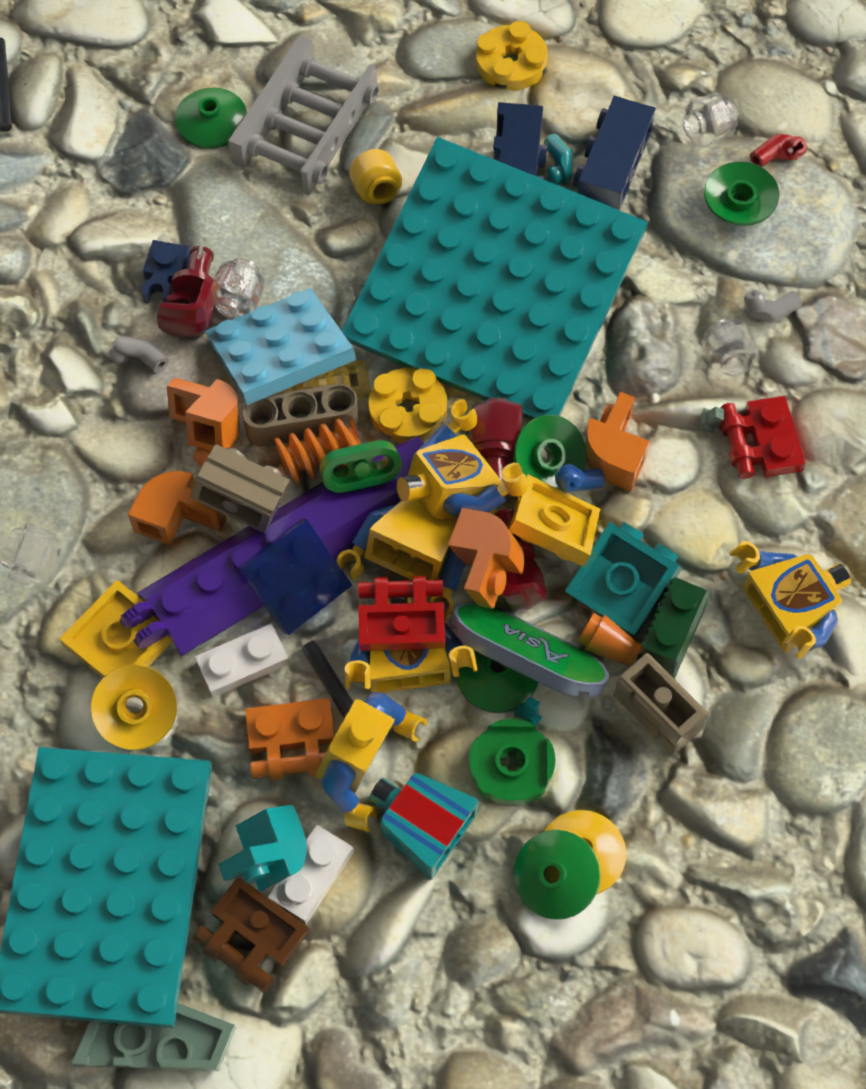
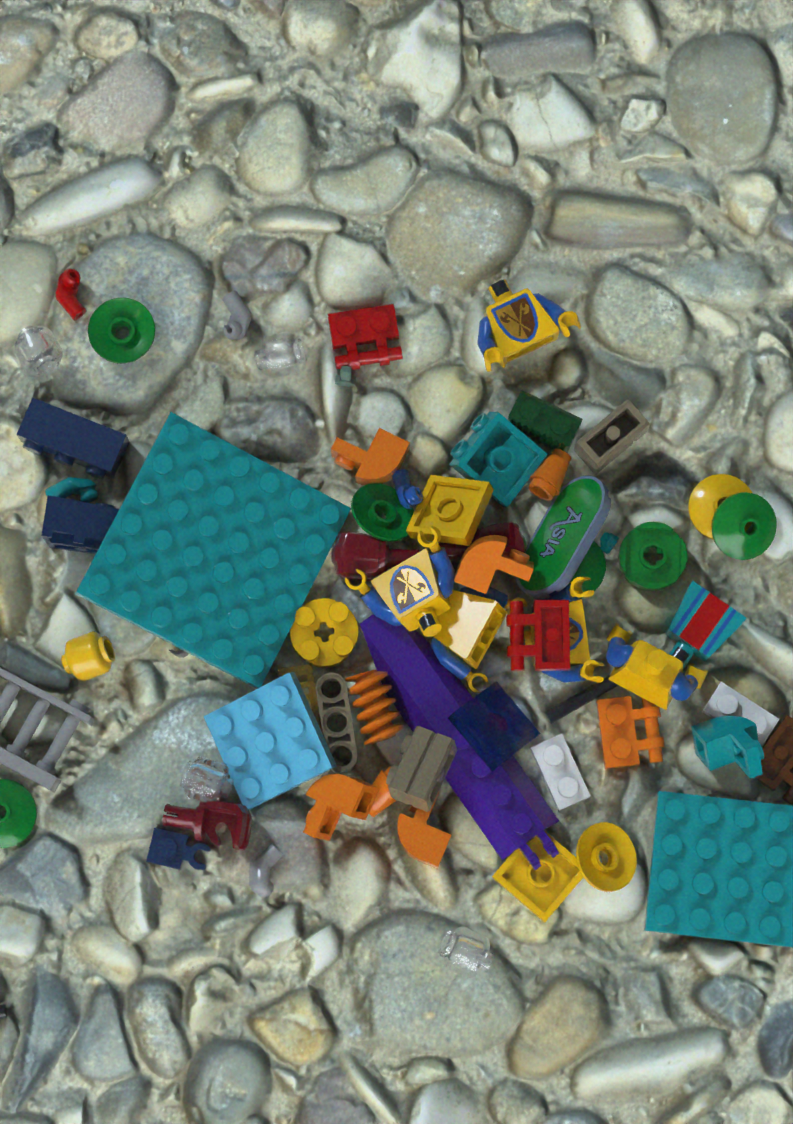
camera: 90 degrees left, 15 degrees up
(359, 466) = (399, 669): green plate -> none

